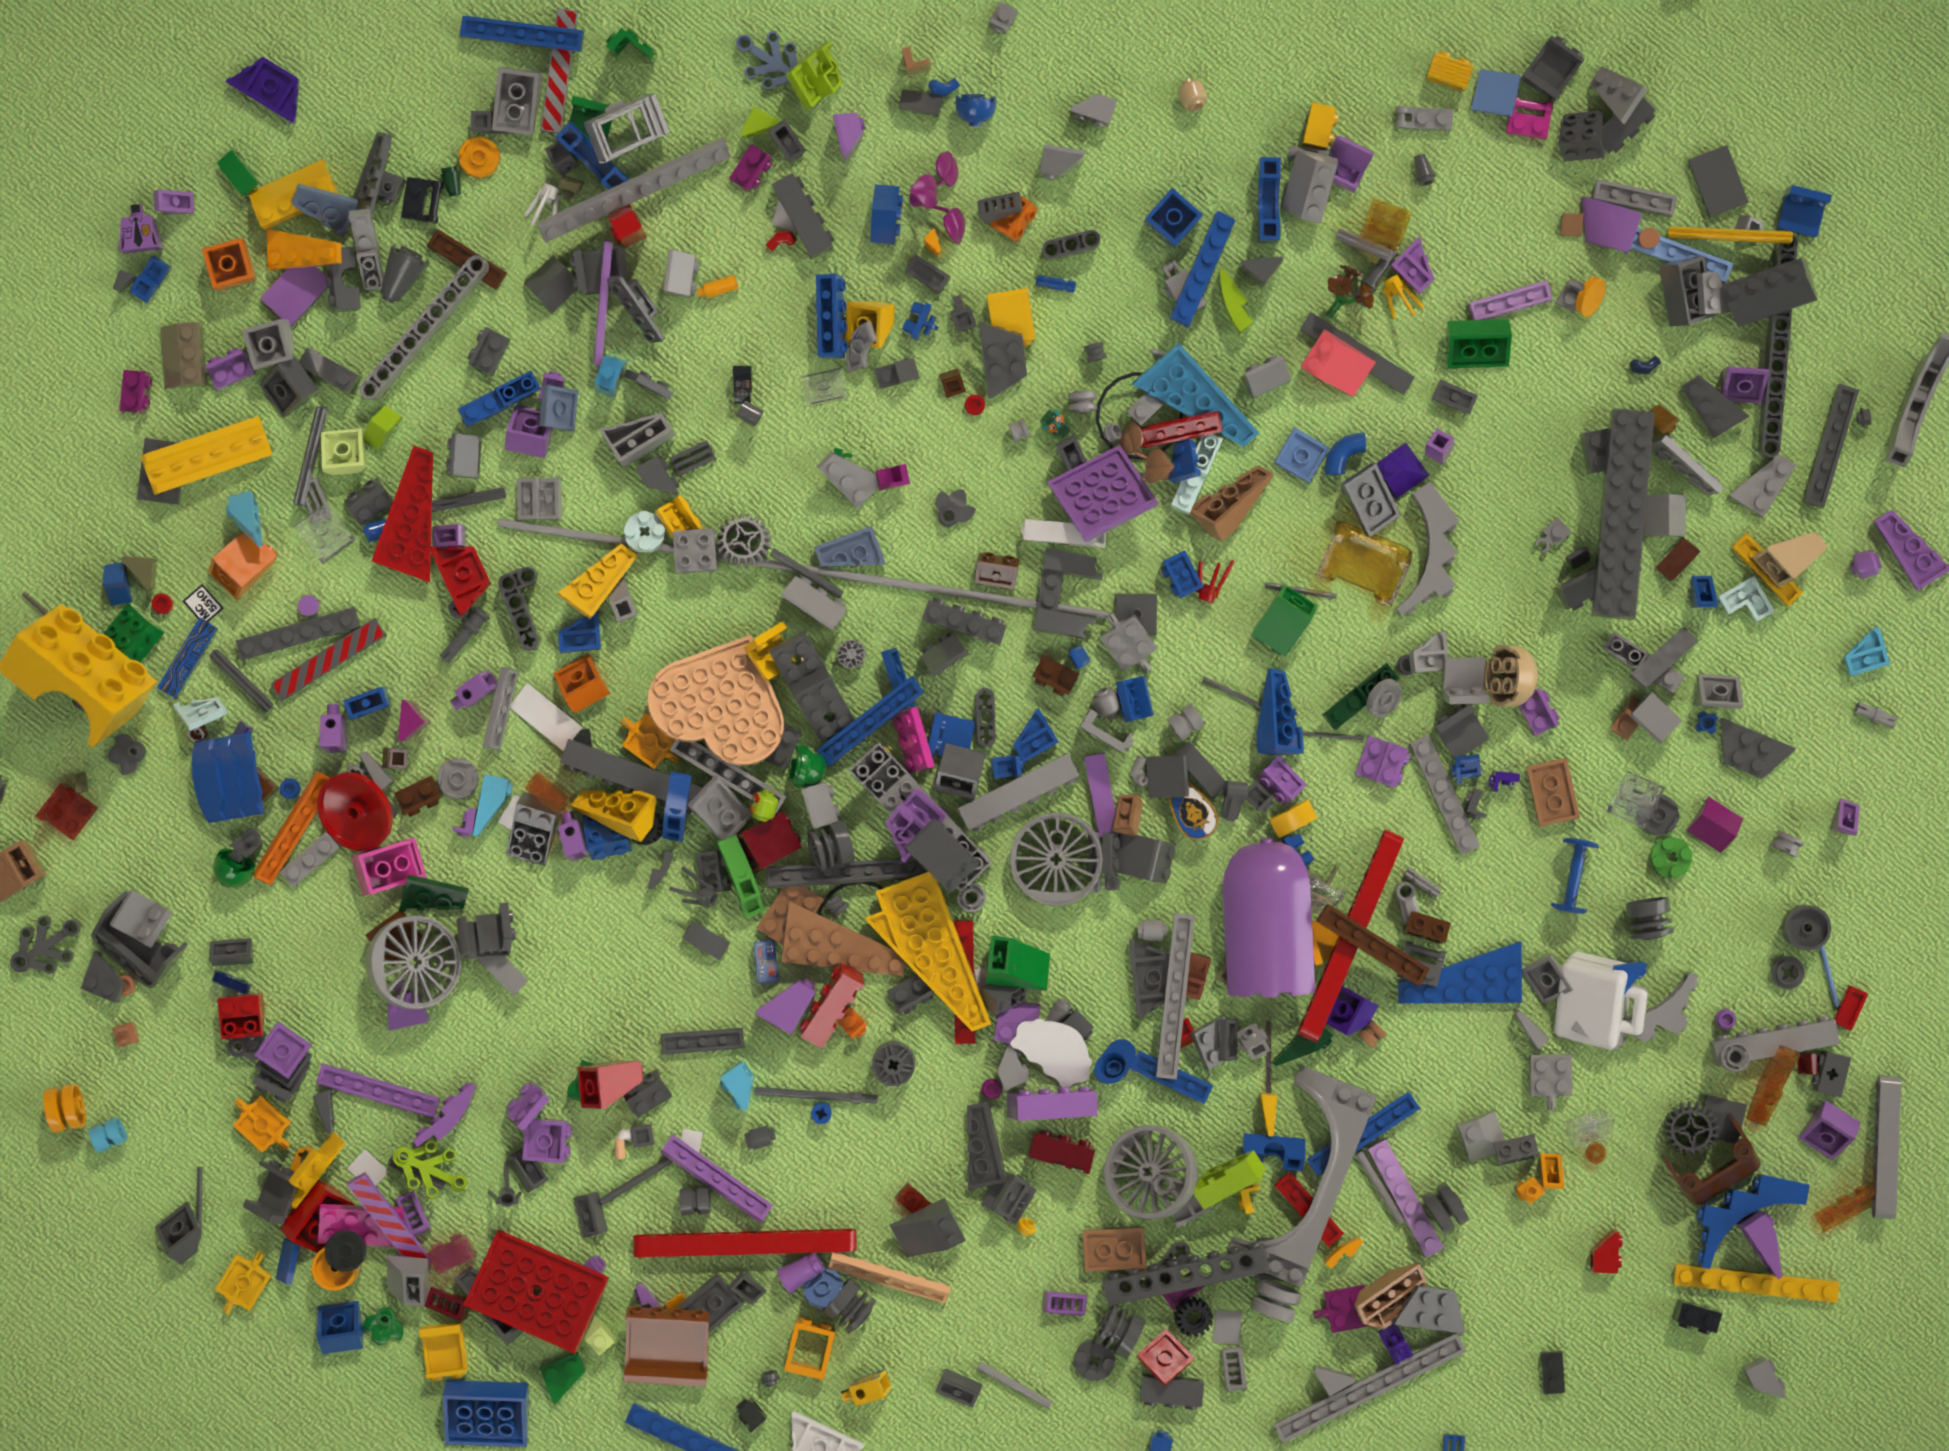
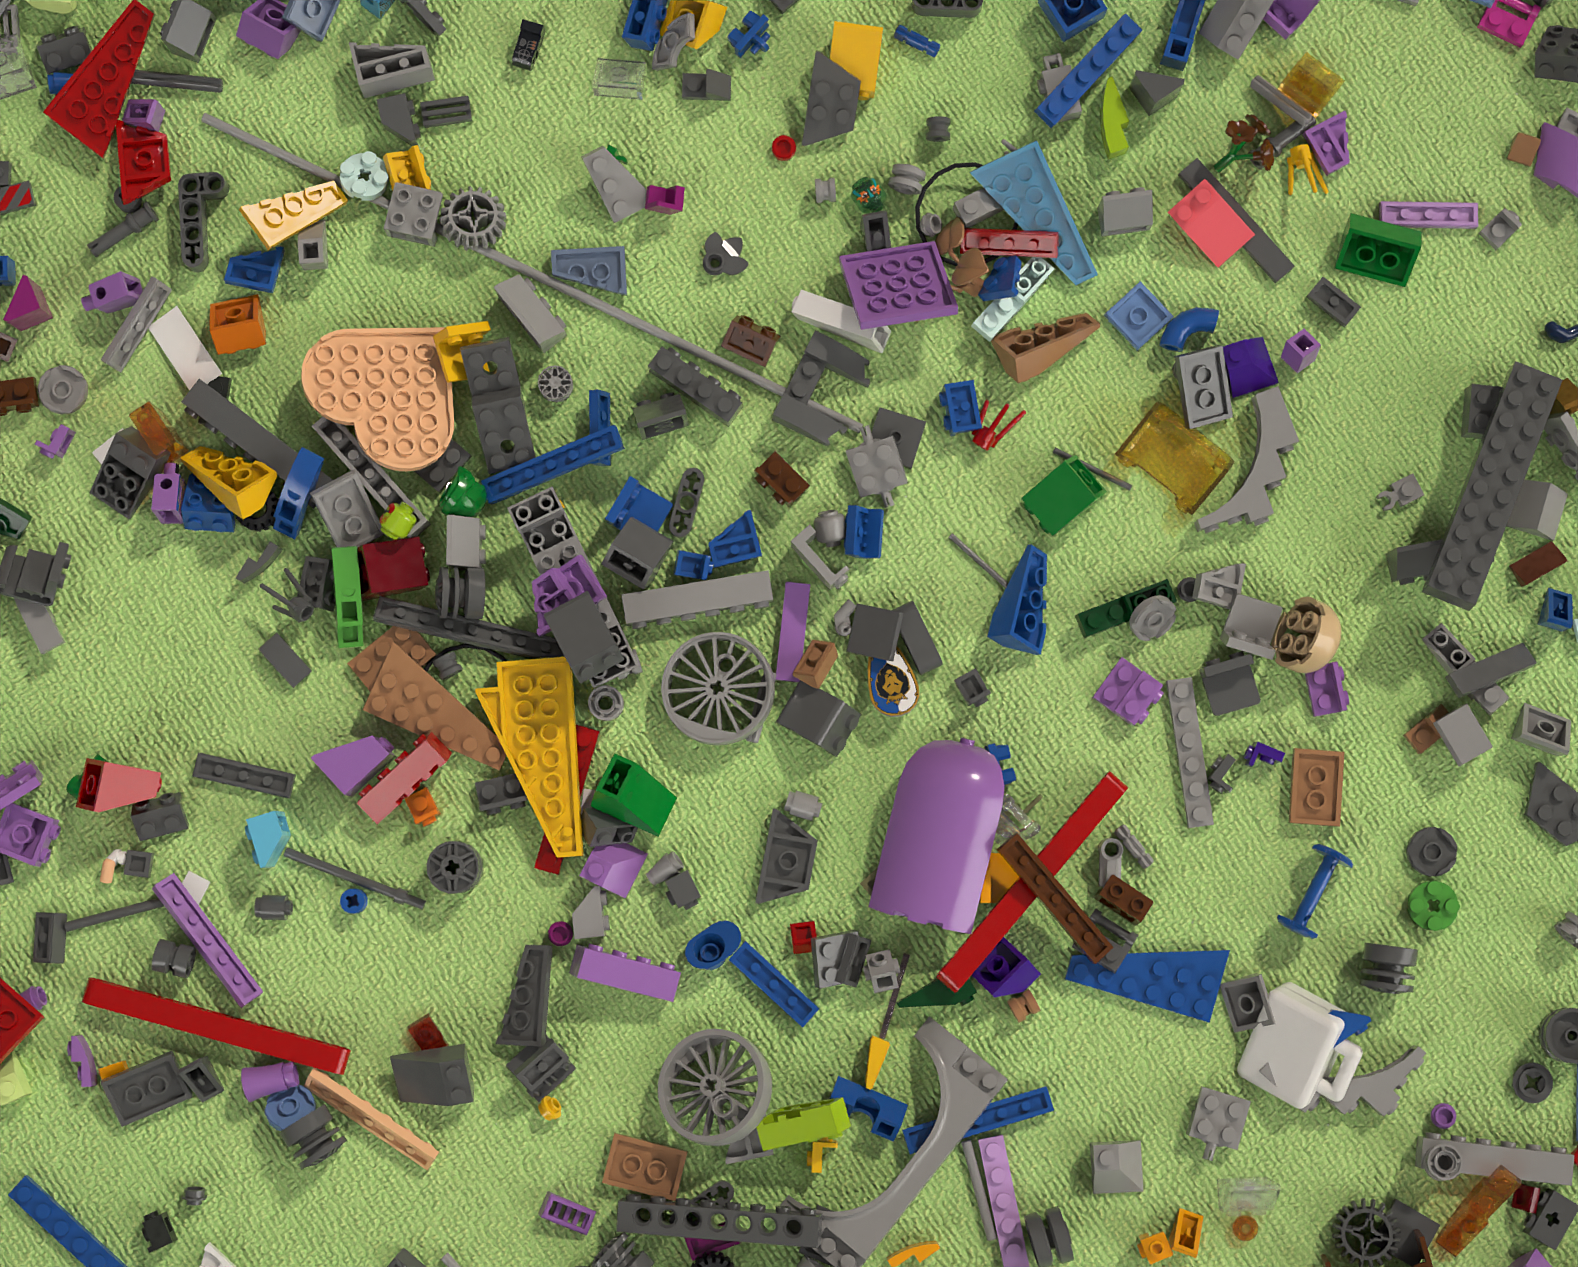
camera: 15 degrees right, 5 degrees down
(493, 796) = (93, 423): medium azure slope -> none
(539, 499) = (258, 104): light grey slope -> none
(648, 741) = (292, 413): light orange plate -> none
(666, 1346) = (84, 1119): panel -> none
(750, 413) = (525, 77): dark grey piece -> none
(766, 961) = (346, 705): slope -> none
(806, 573) = (533, 276): dark grey bar -> none
(806, 1369) = (237, 1196): light orange window -> none
(868, 1388) = (304, 1243): yellow torso -> none
(913, 740) = (594, 501): dark pink plate -> none
(952, 383) = (766, 116): reddish brown slope -> none
(962, 317) = (800, 45): dark grey plate -> none
(1056, 1048) = (649, 909): white sticker -> none
(1062, 1150) = (619, 1030): dark red wedge -> none
(1079, 657) = (814, 465): blue slope -> none
(1110, 862) = (779, 709): dark grey hinge -> none
(1175, 996) = (806, 889): light grey plate -> none
(1186, 721) = (915, 576): light grey wheel -> none
(1197, 975) = (838, 874): copper slope -> none
(1234, 795) = (945, 677): dark grey piece -> none
(1281, 781) = (1004, 678): medium lavender bracket -> none
(1293, 818) = (1006, 726): yellow slope -> none
(1301, 1201) = (881, 1177): red plate -> none
(1333, 735) = (1080, 645): dark grey axle -> none
(1424, 172) = (1372, 40): dark grey cone -> none
(1466, 767) = (1224, 727): blue bracket -> none
(1516, 1150) = (1152, 1194): dark grey bracket -> none
(1535, 1034) = (1213, 1062): light grey slope -> none
(1578, 557) = (1424, 527): dark grey slope -> none
(1591, 297) = (1523, 234): light orange tile -> none
(1635, 799) = (1411, 824): clear slope -> none
(1701, 726) = (1511, 763): blue plate -> none
(1715, 825) = (1495, 884): magenta slope -> none

